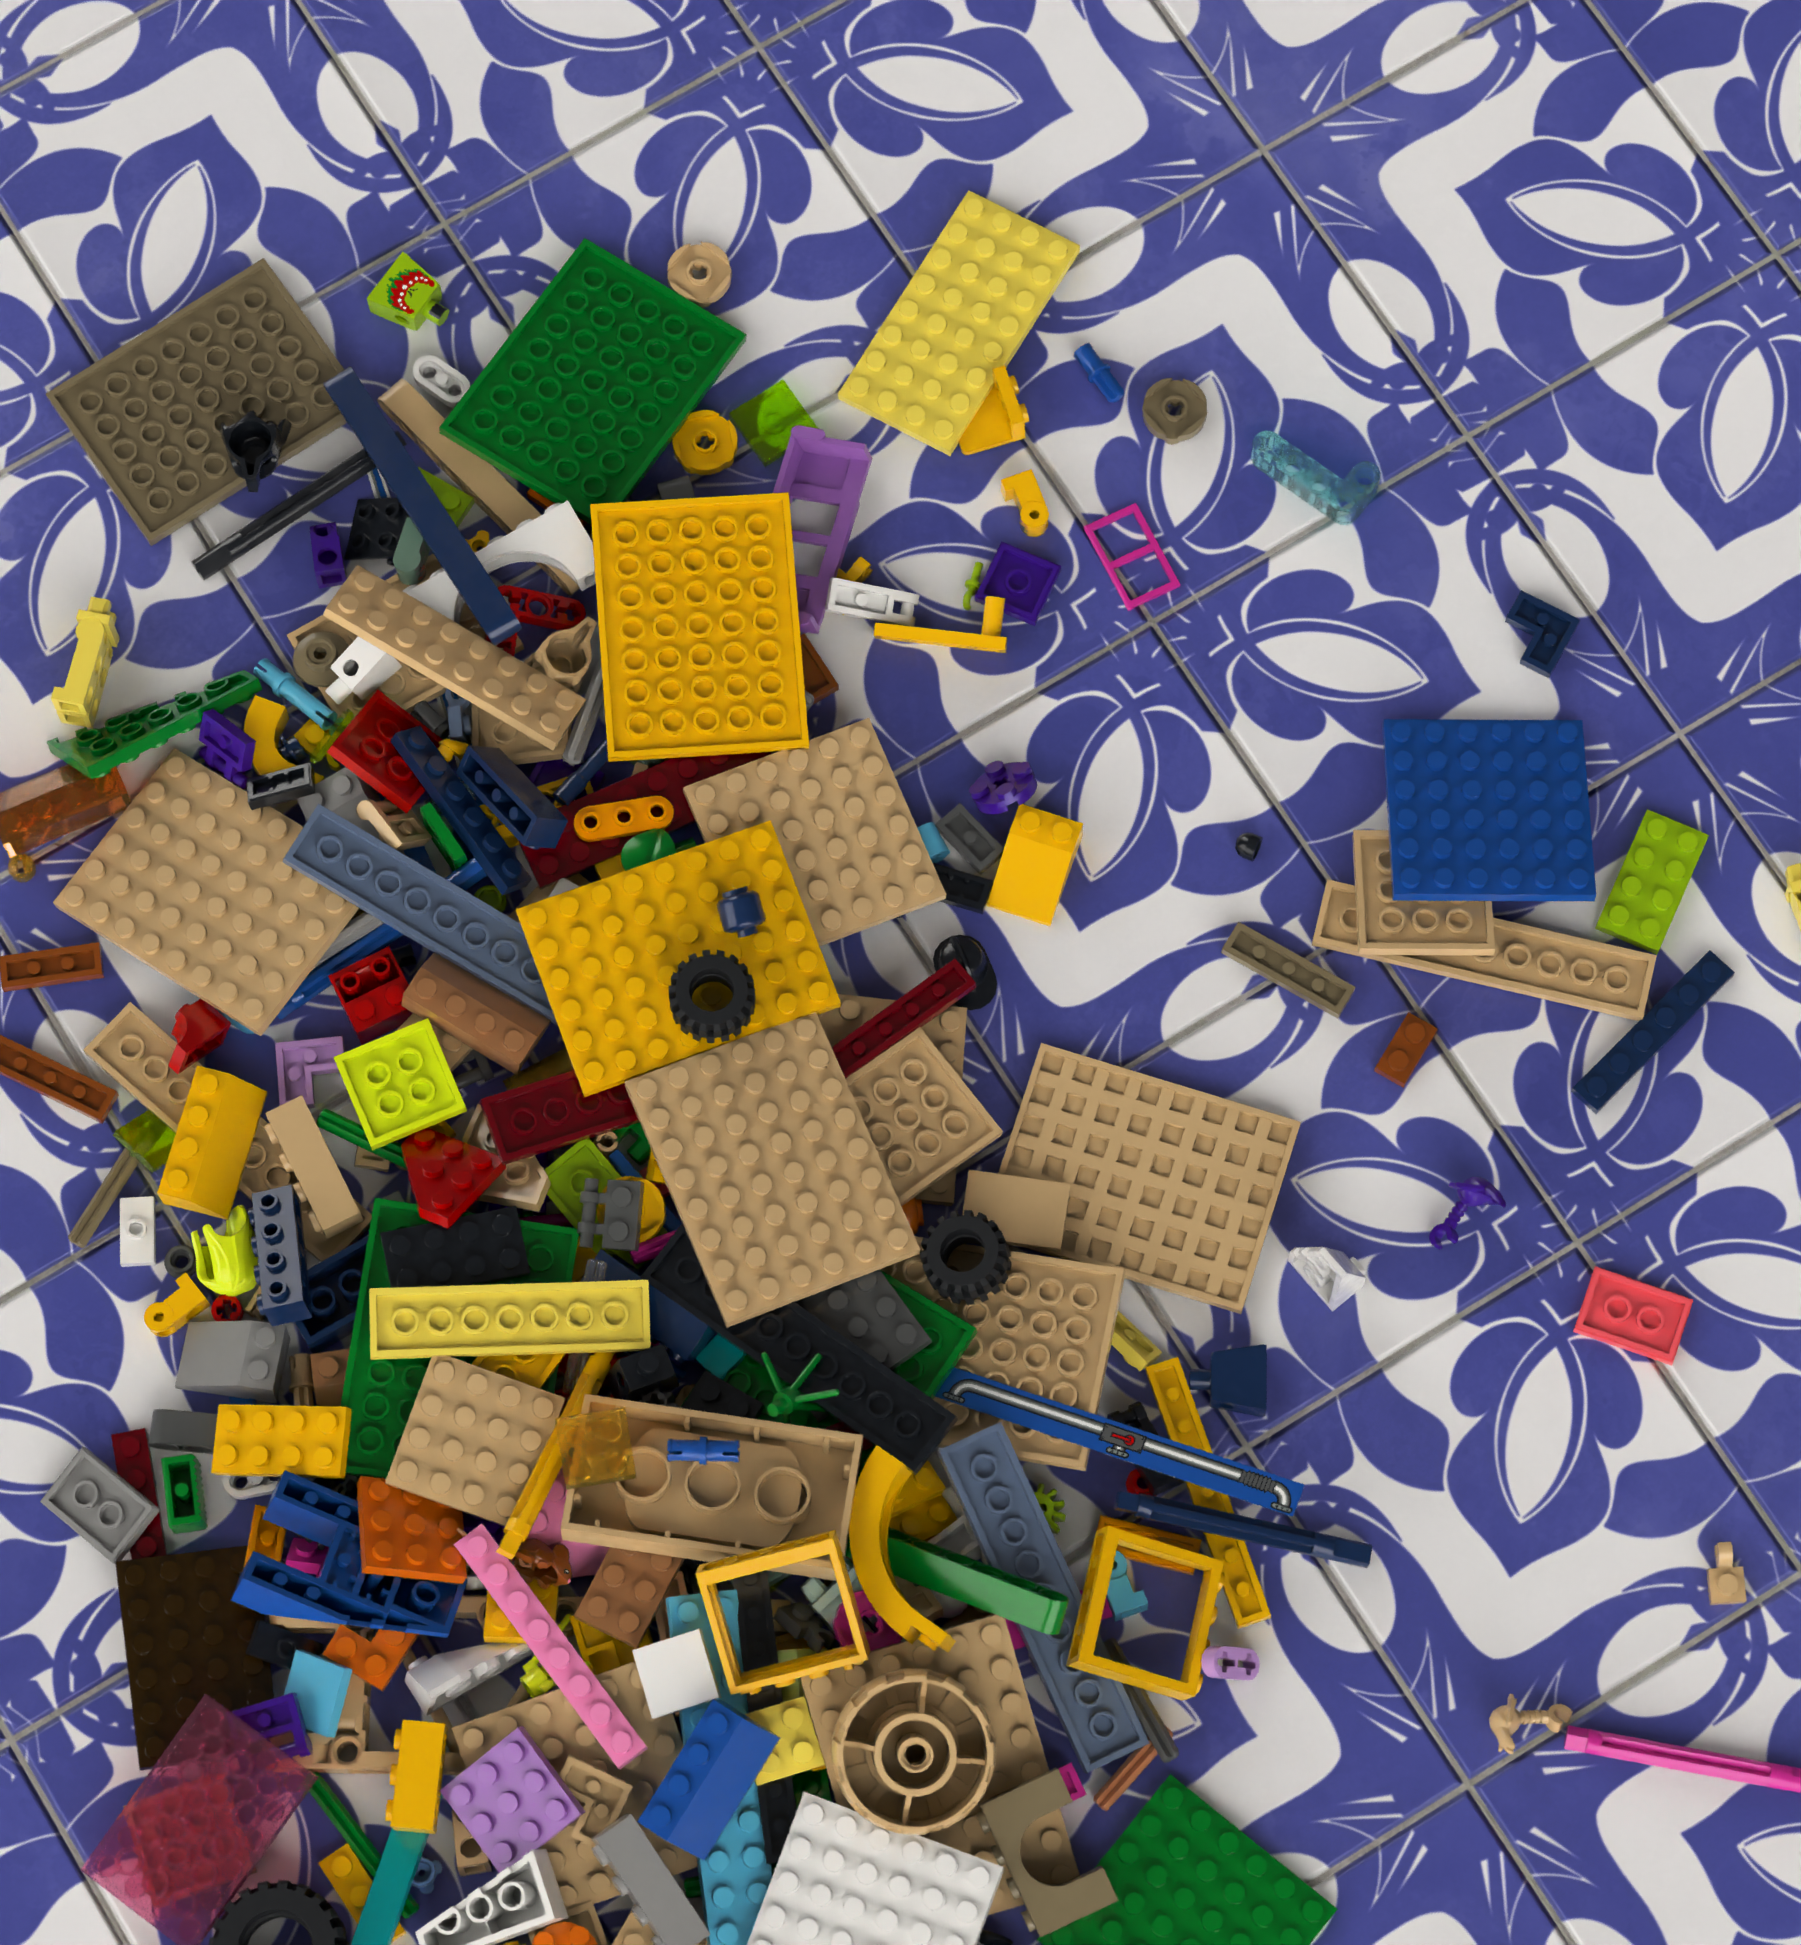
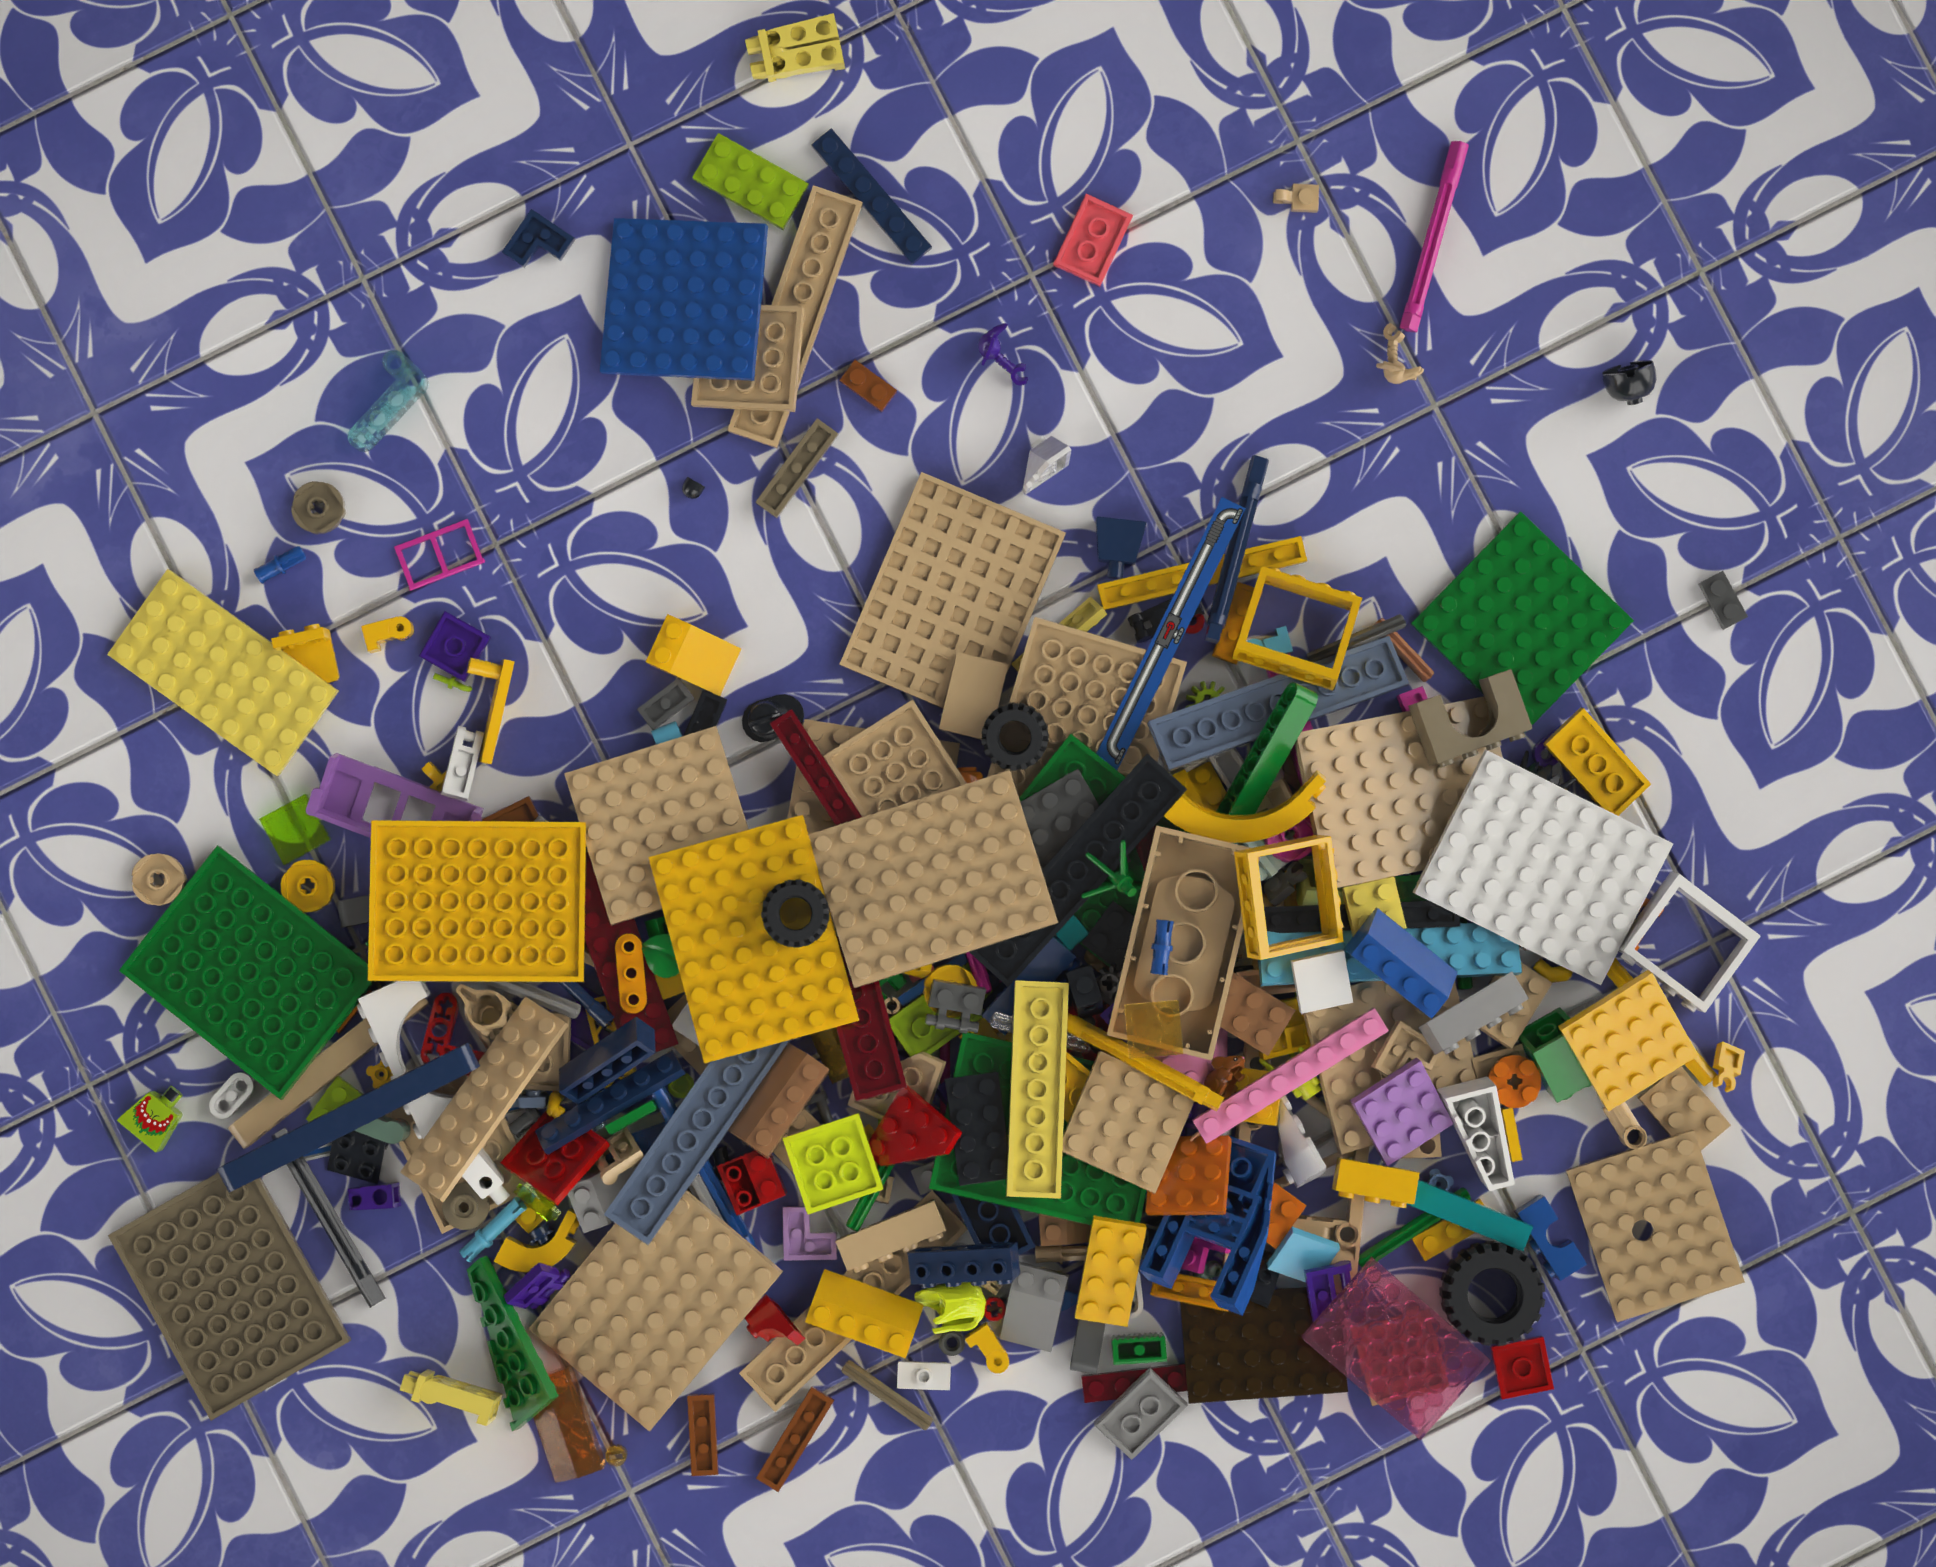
camera: 85 degrees left, 15 degrees up
(147, 1140) = (855, 1363): clear neon green piece -> none
(254, 447) = (280, 1251): black piece -> none
(280, 786) = (576, 1244): black plate -> none
(741, 911) = (727, 885): dark blue head -> none
(904, 1711) = (1371, 812): tan wheel -> none
(1003, 786) = (617, 676): dark purple plate -> none
(1230, 1663) = (1336, 574): lavender beam -> none

